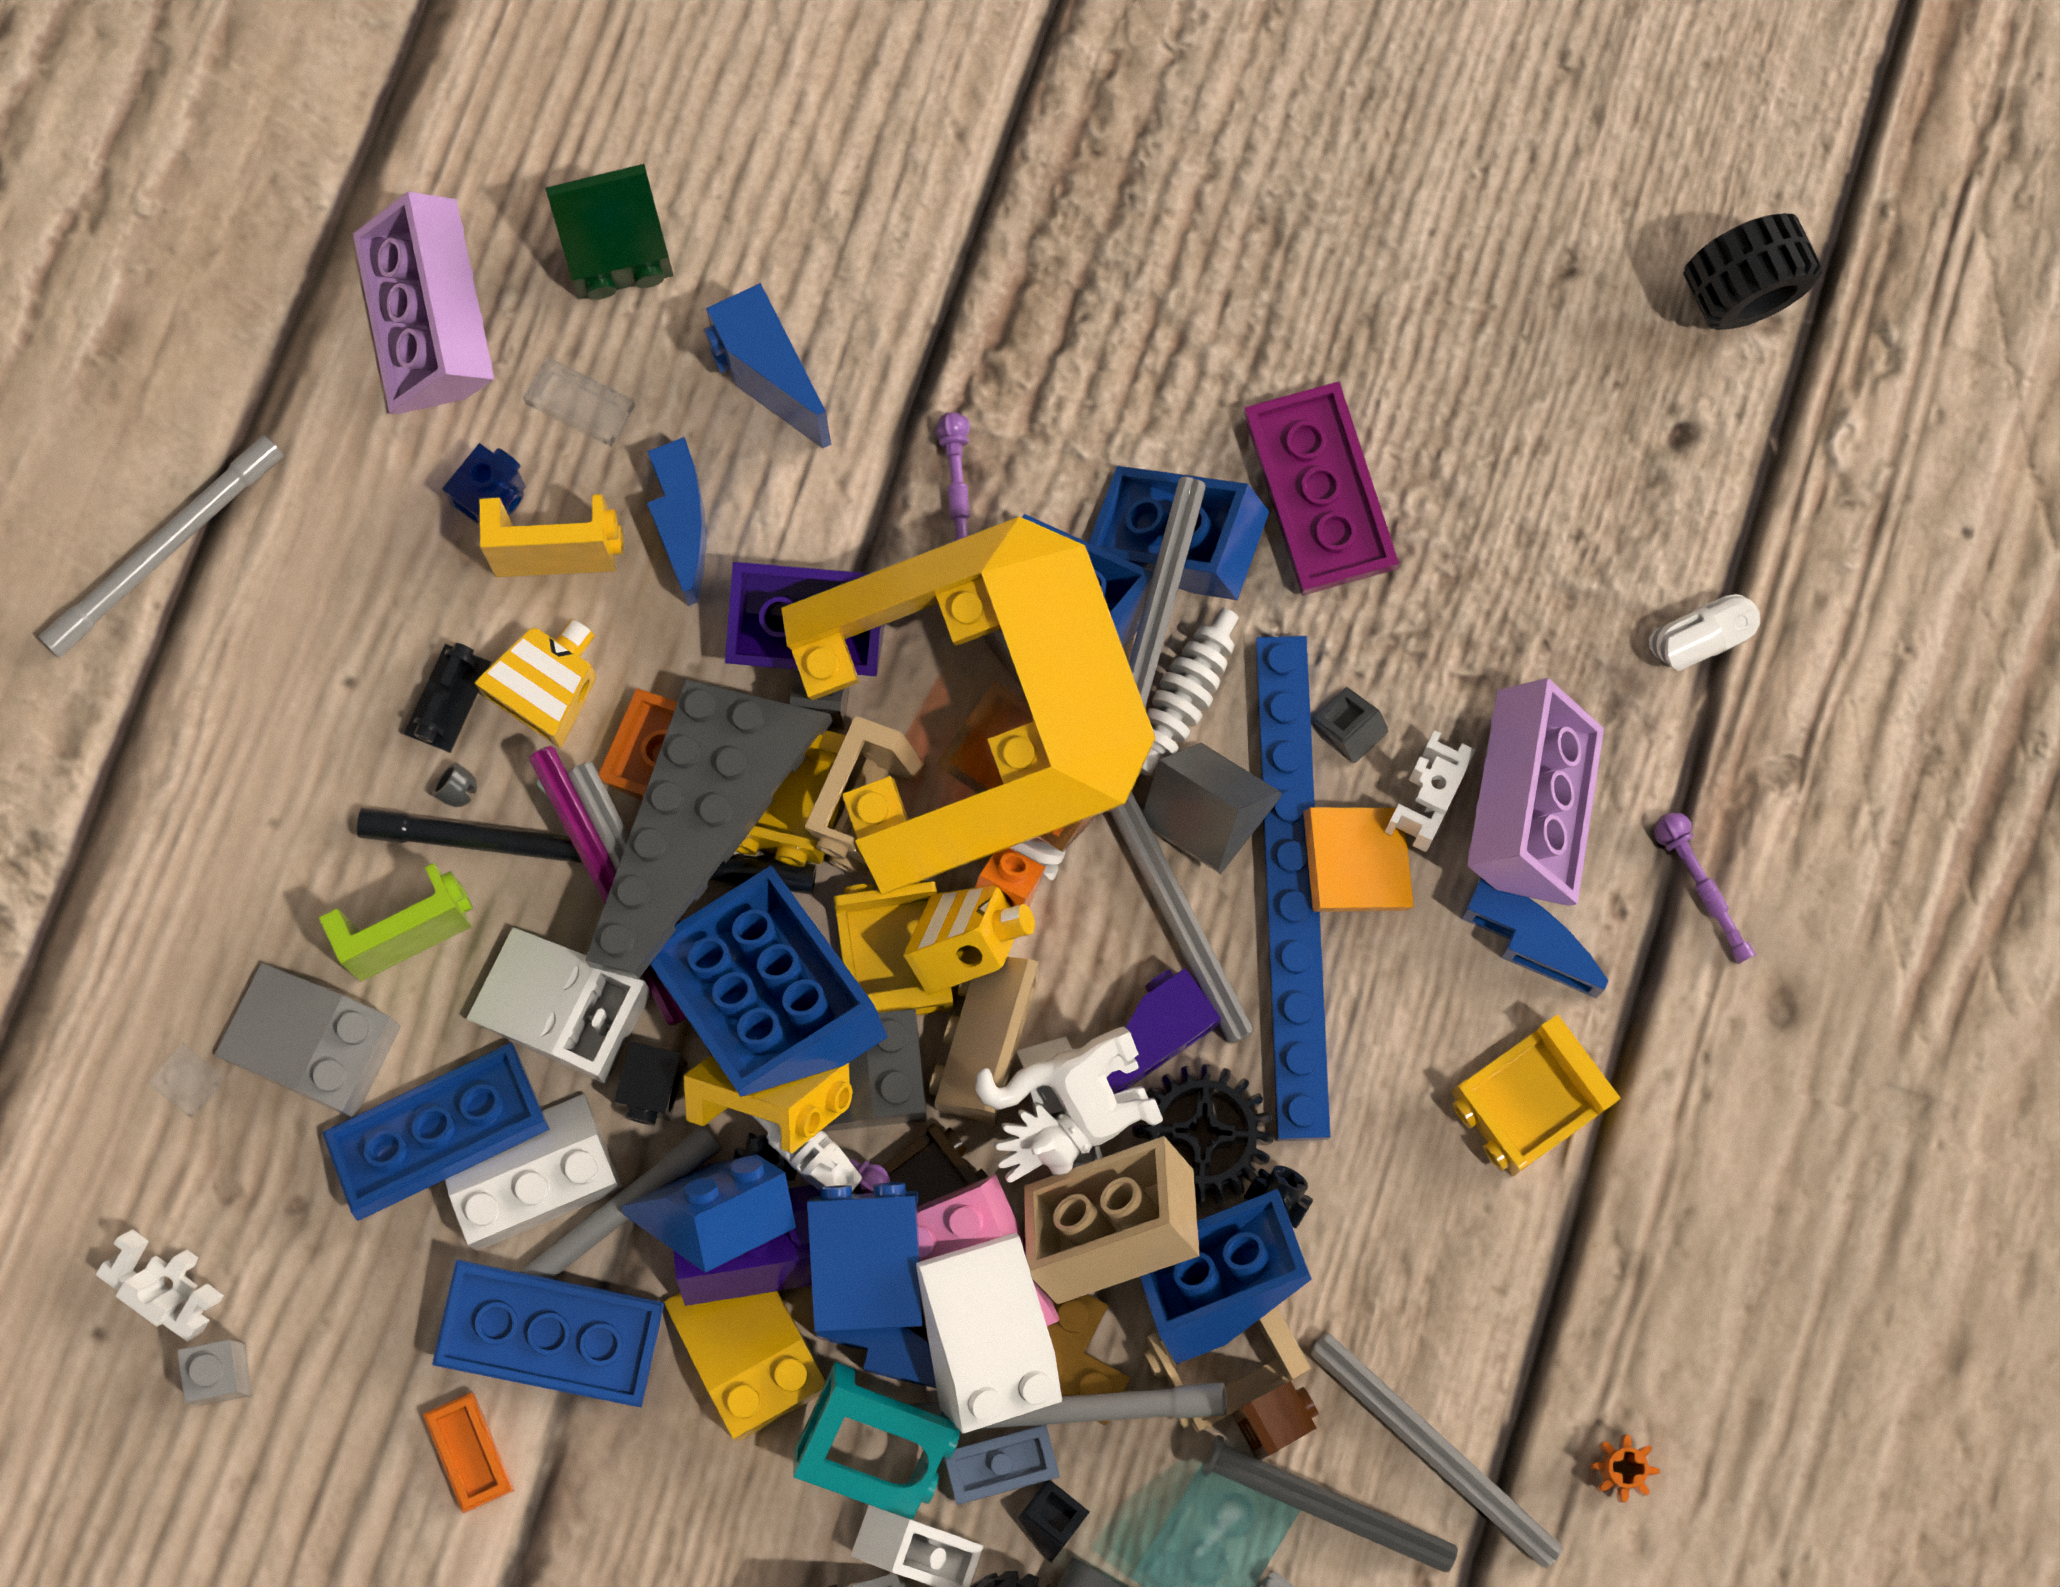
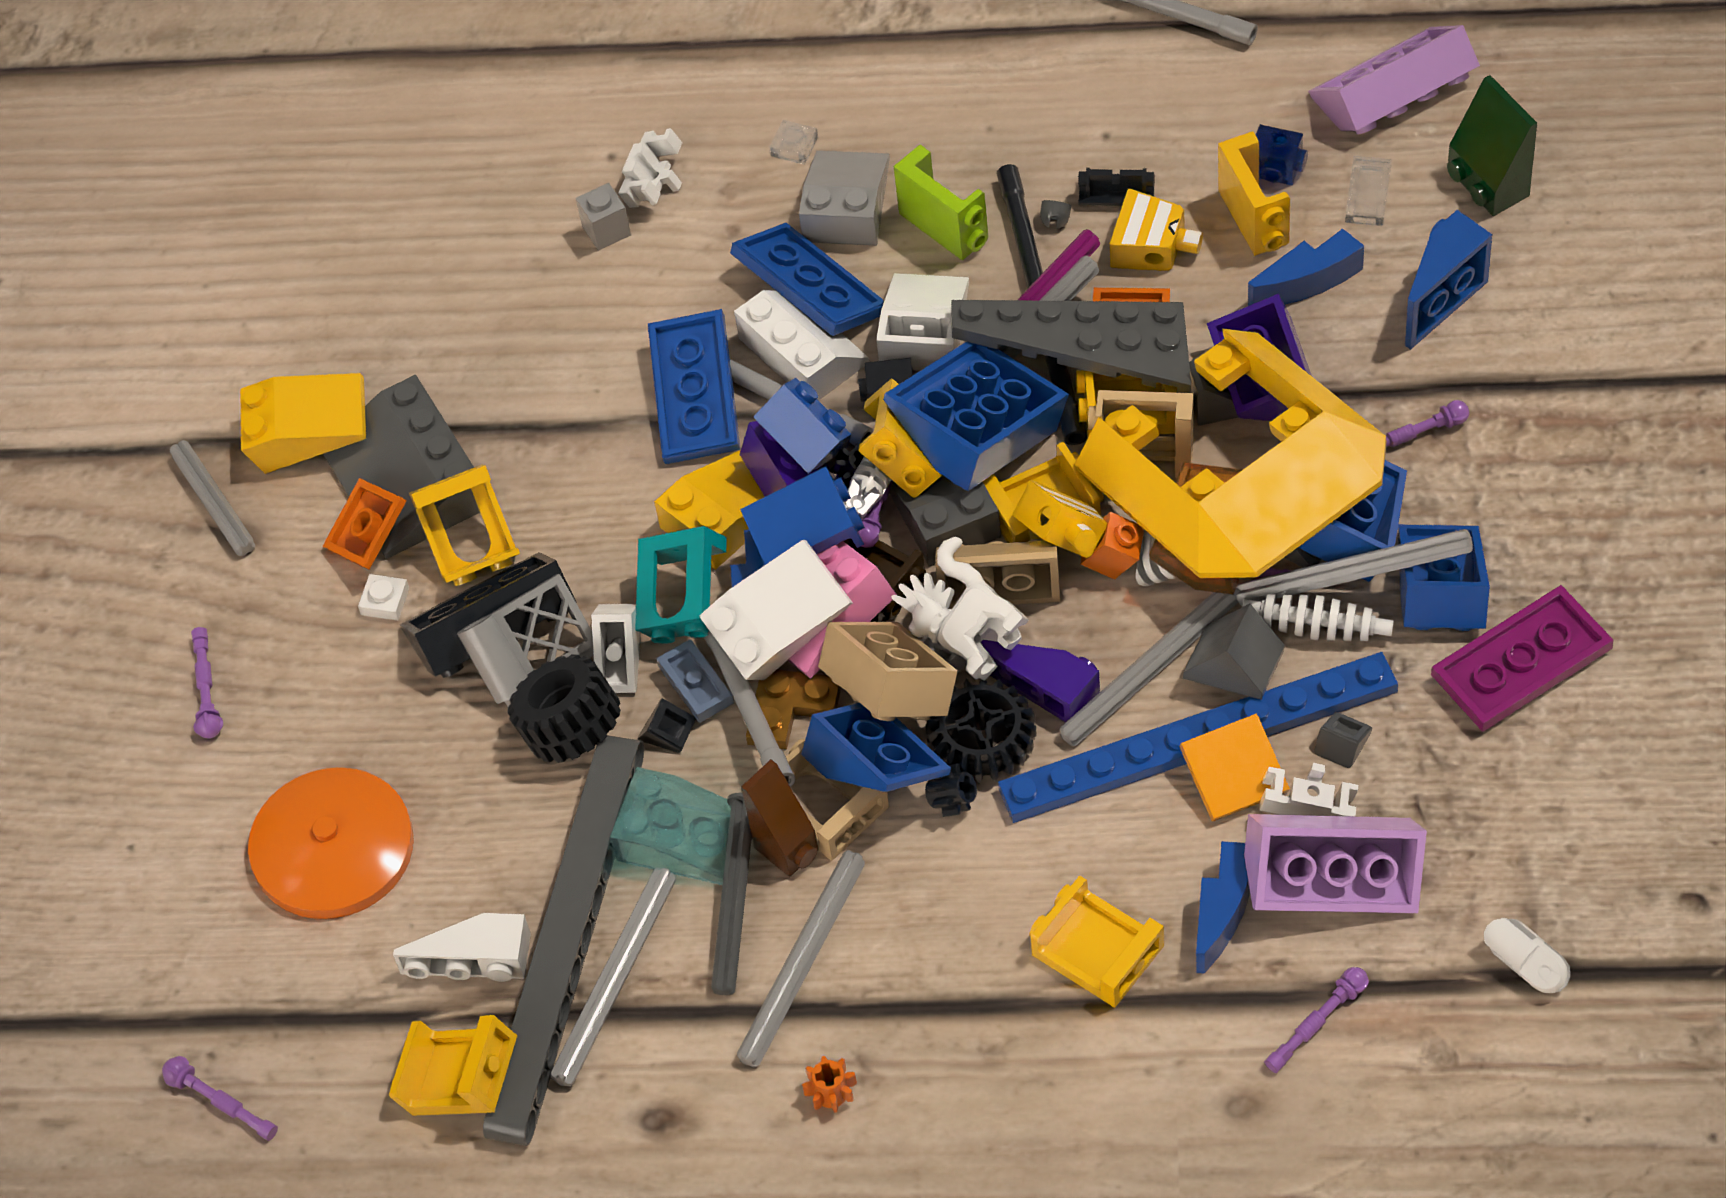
camera: 80 degrees right, 20 degrees down
(468, 1452) = (599, 376): orange tile -> none

